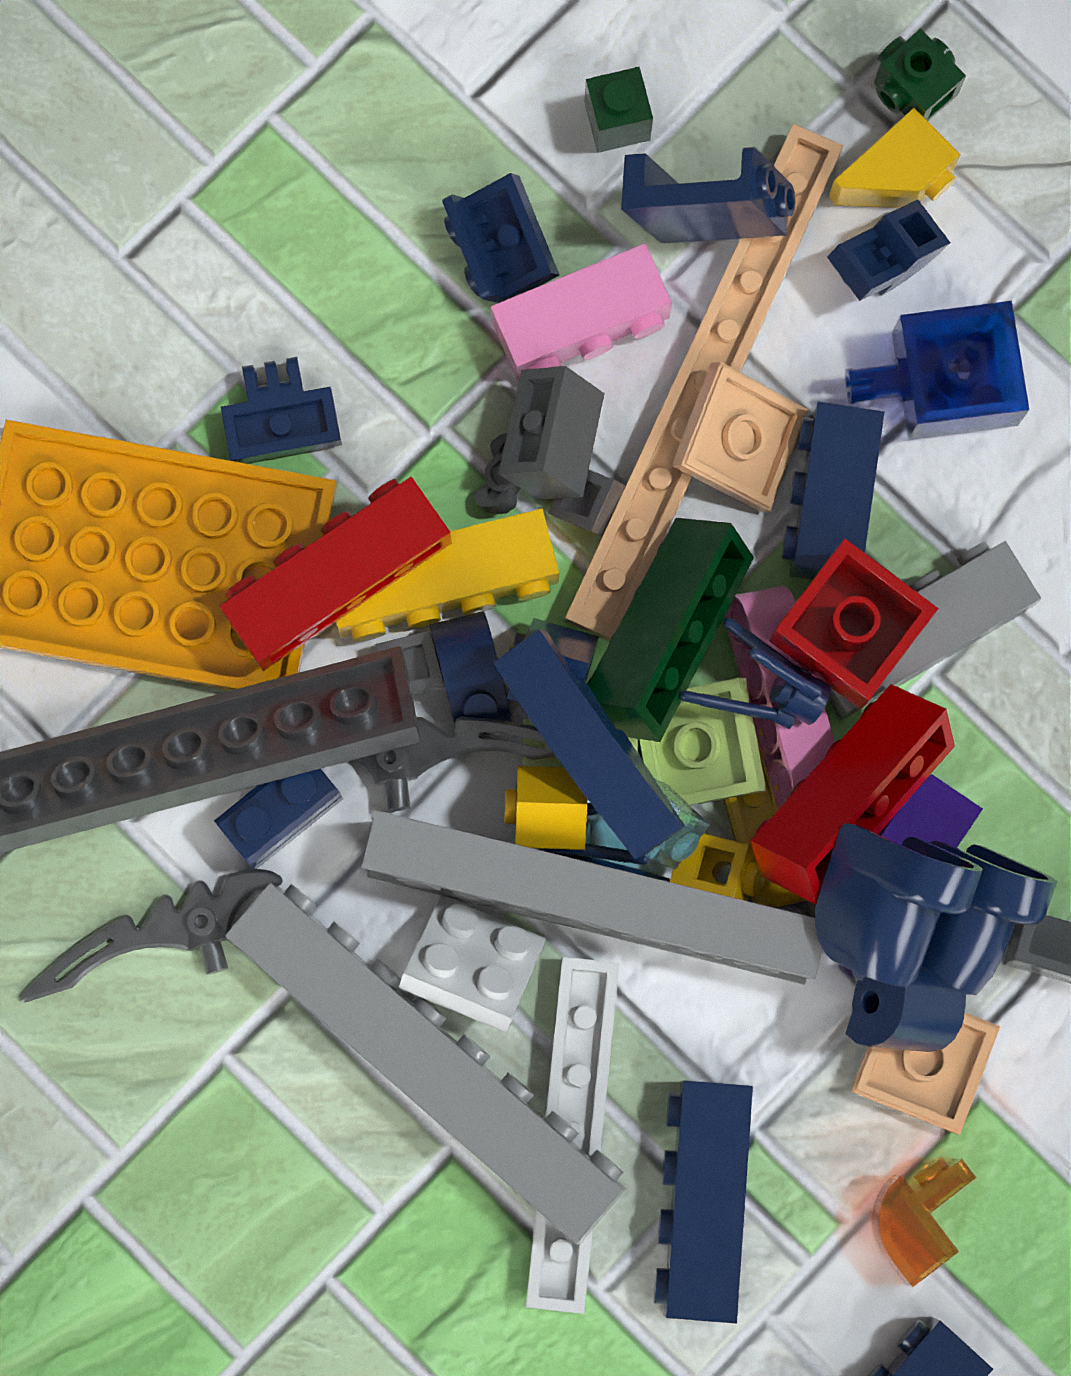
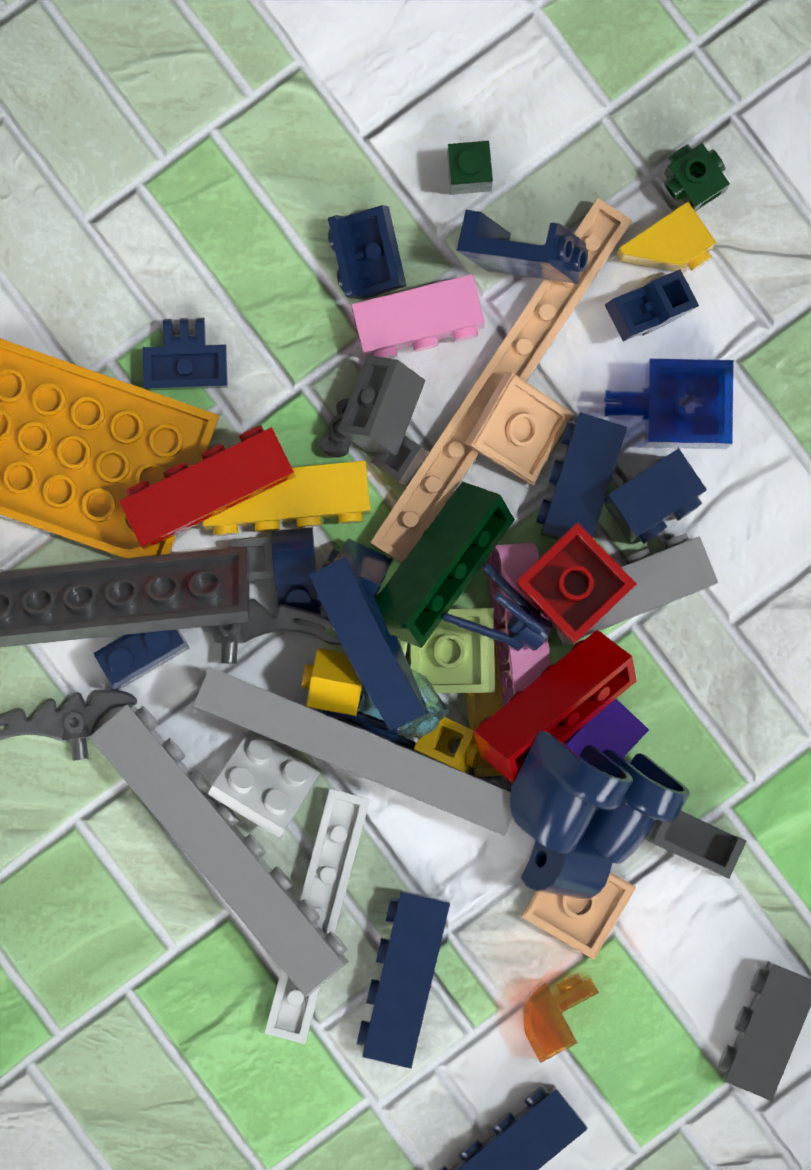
camera: 10 degrees right, 5 degrees up
(936, 495) = (654, 496): none -> dark blue brick

